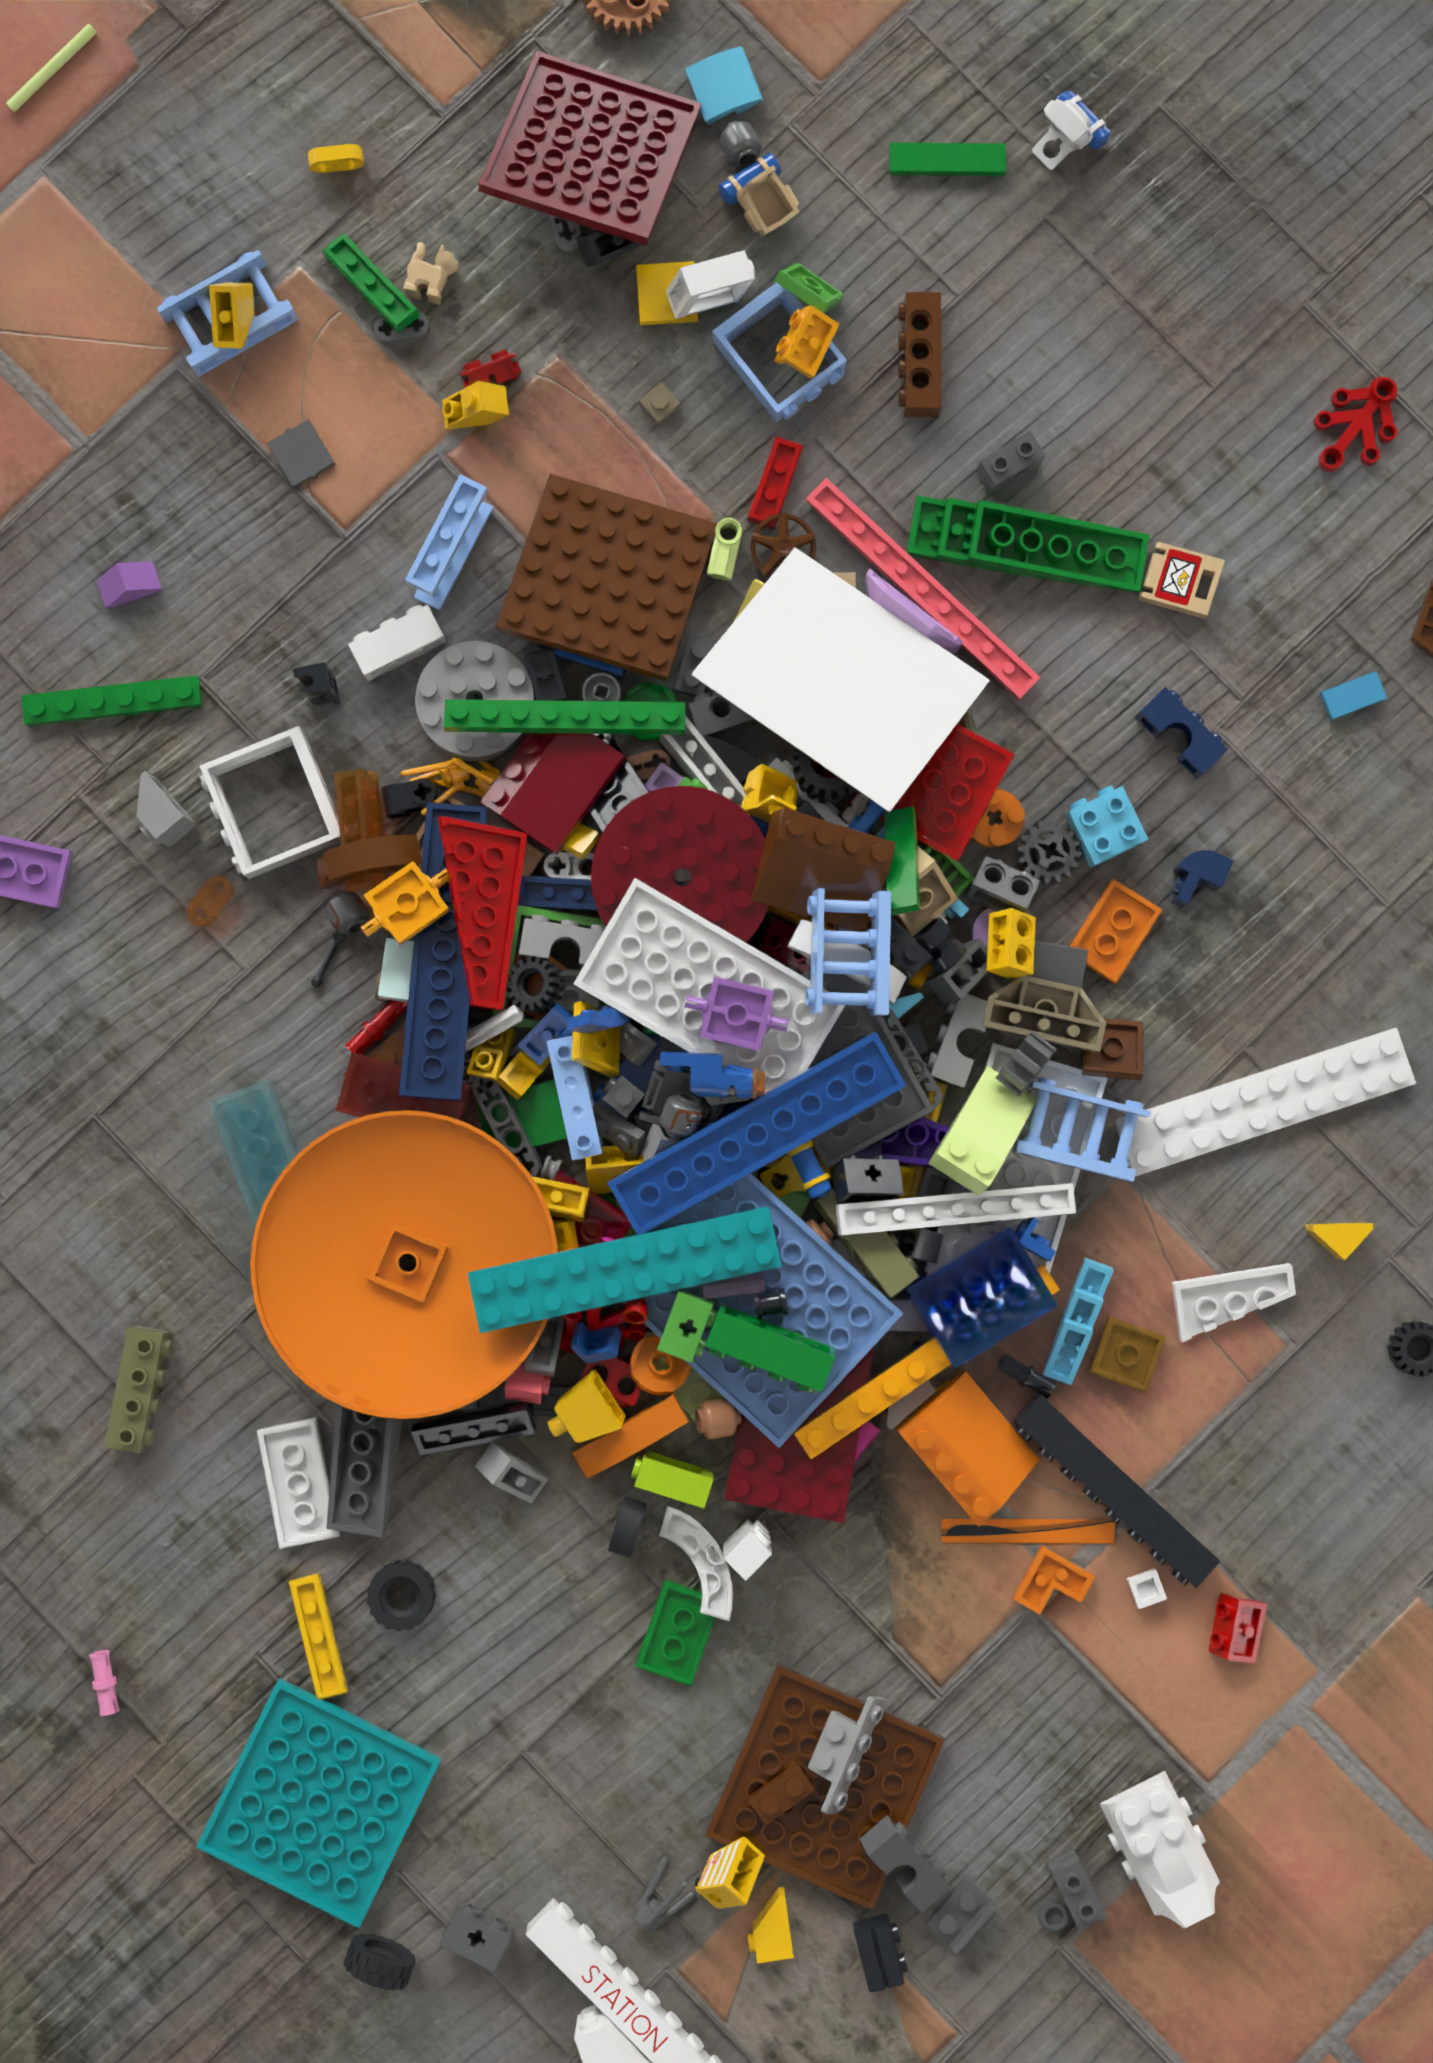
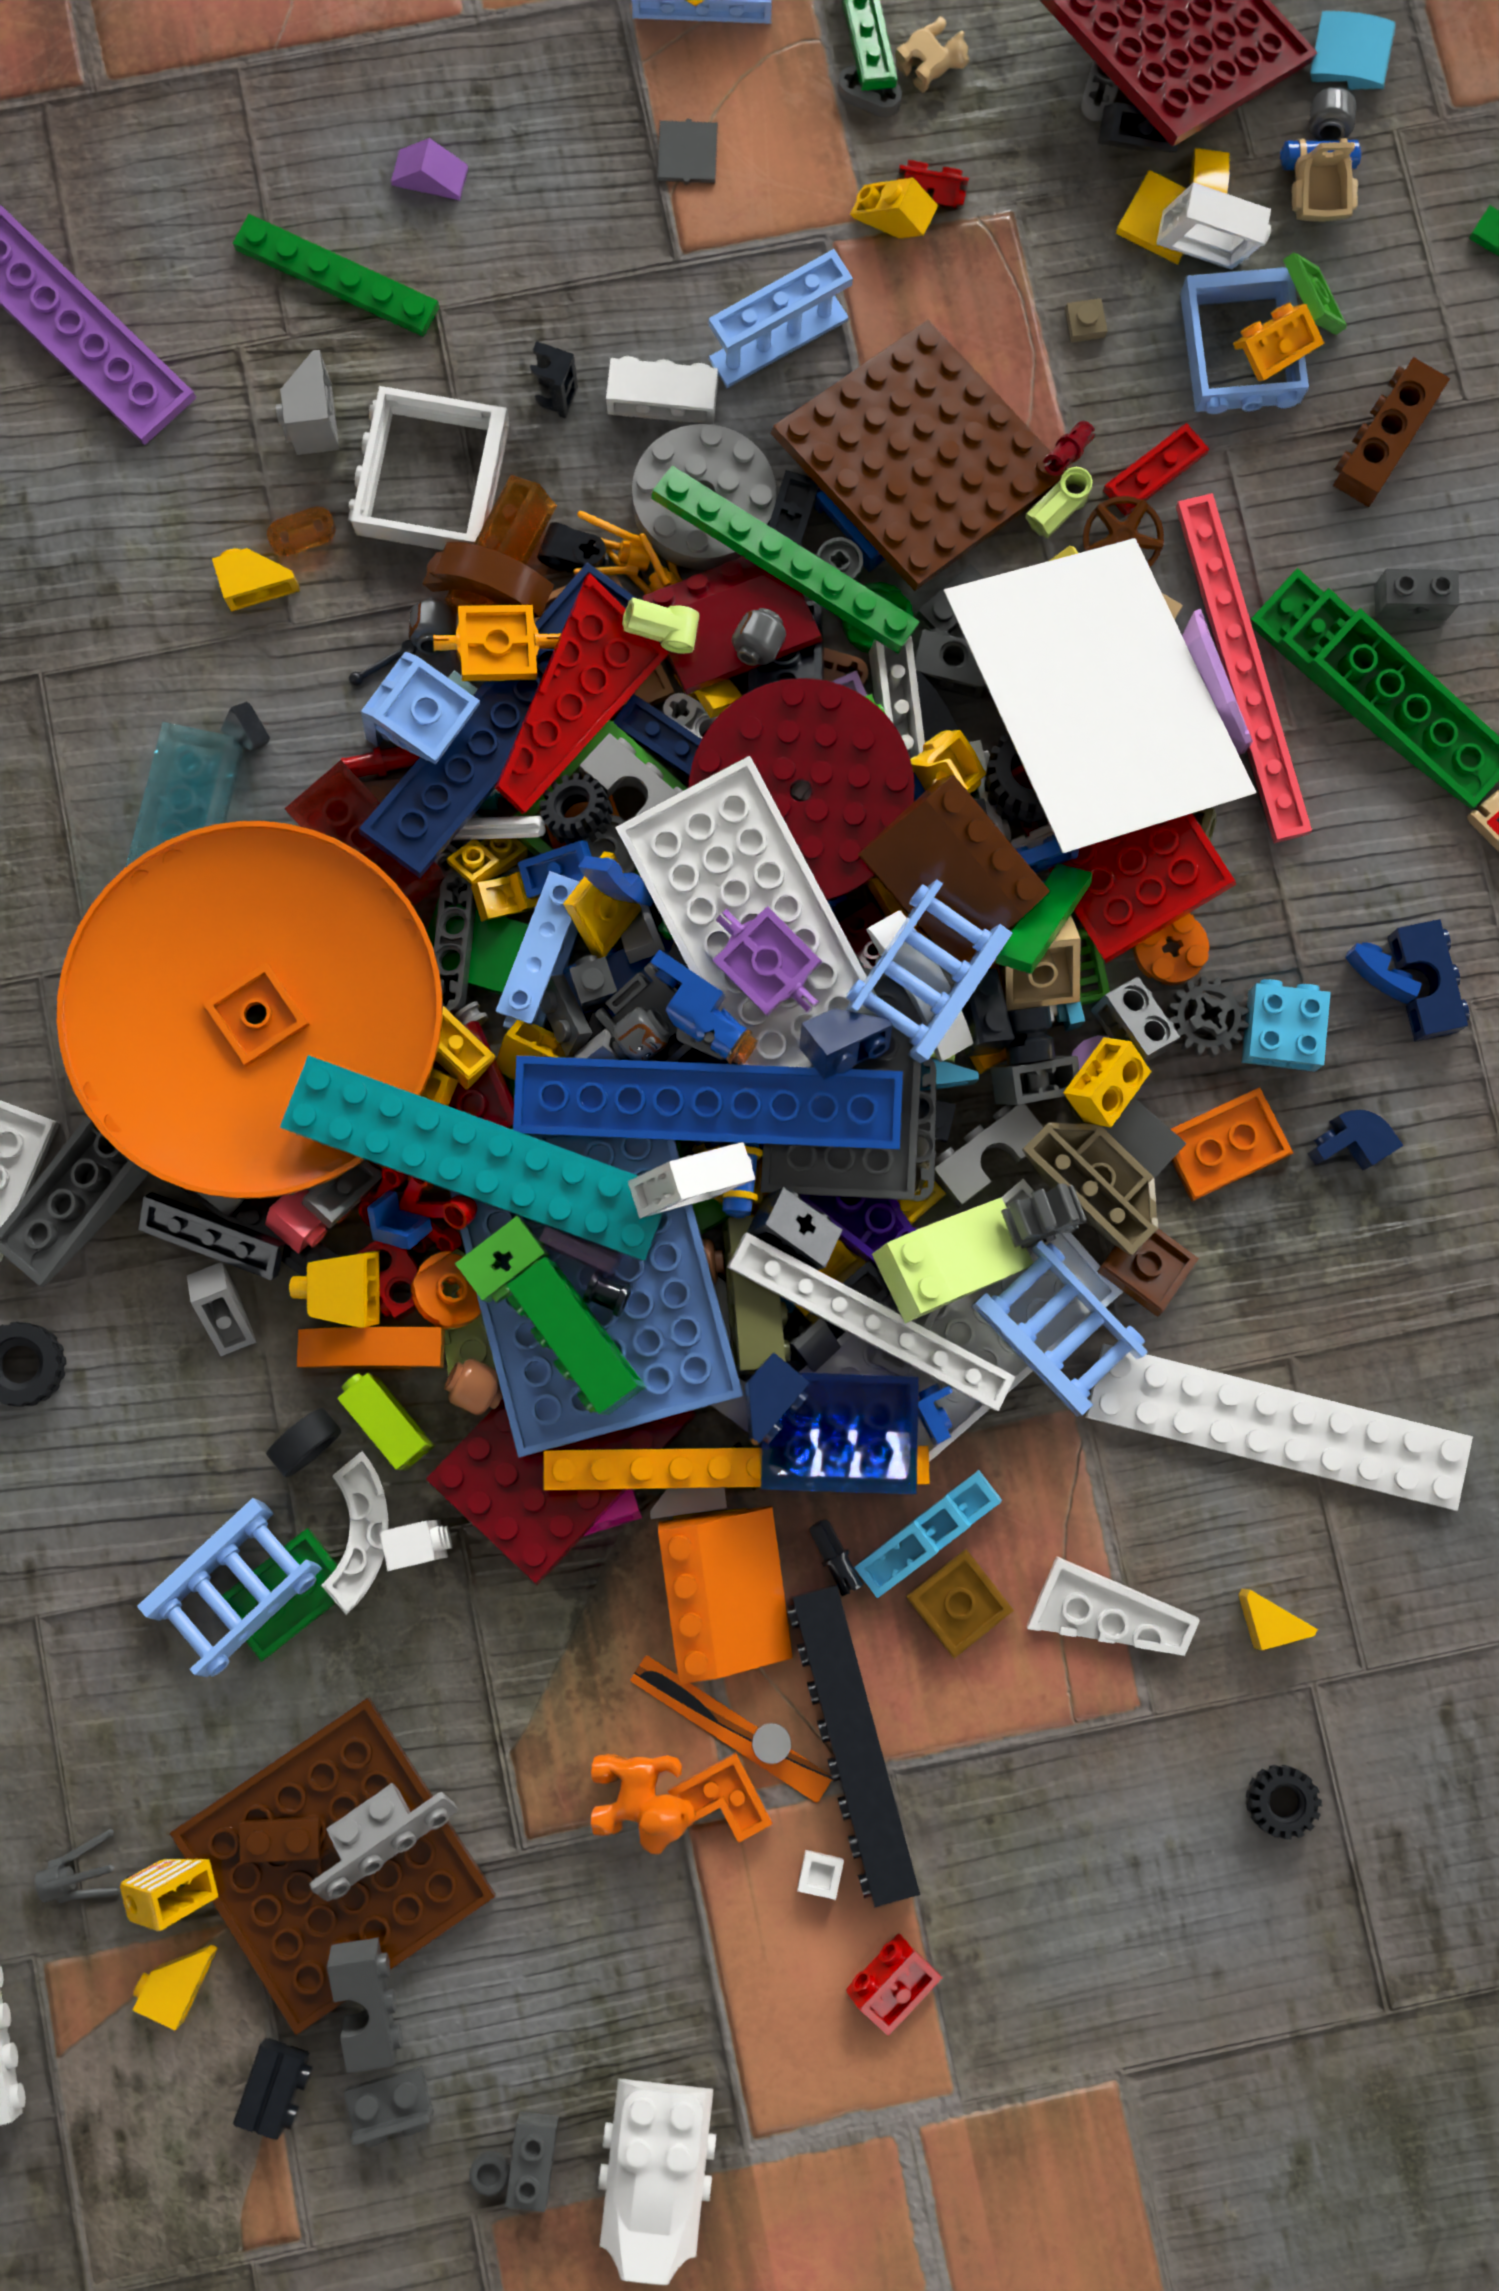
camera: 30 degrees right, 5 degrees down
(198, 958) = (251, 578): none -> yellow slope
(265, 1065) = (245, 726): none -> black slope
(386, 985) = (417, 709): none -> light blue bracket
(519, 816) = (671, 626): none -> yellowish green piece
(583, 785) = (759, 637): none -> dark grey head
(611, 1660) = (195, 1576): none -> light blue fence
(681, 243) = (1210, 169): none -> yellow slope
(707, 508) = (1069, 448): none -> dark red pin
(781, 1195) = (691, 1180): none -> white window
(822, 1037) = (843, 1039): none -> dark blue slope
(923, 1303) = (769, 1395): none -> dark blue slope
(1021, 1621) = (659, 1817): none -> orange animal
(1061, 1524) = (771, 1743): none -> light grey tile
(1139, 746) = (1373, 966): none -> blue slope

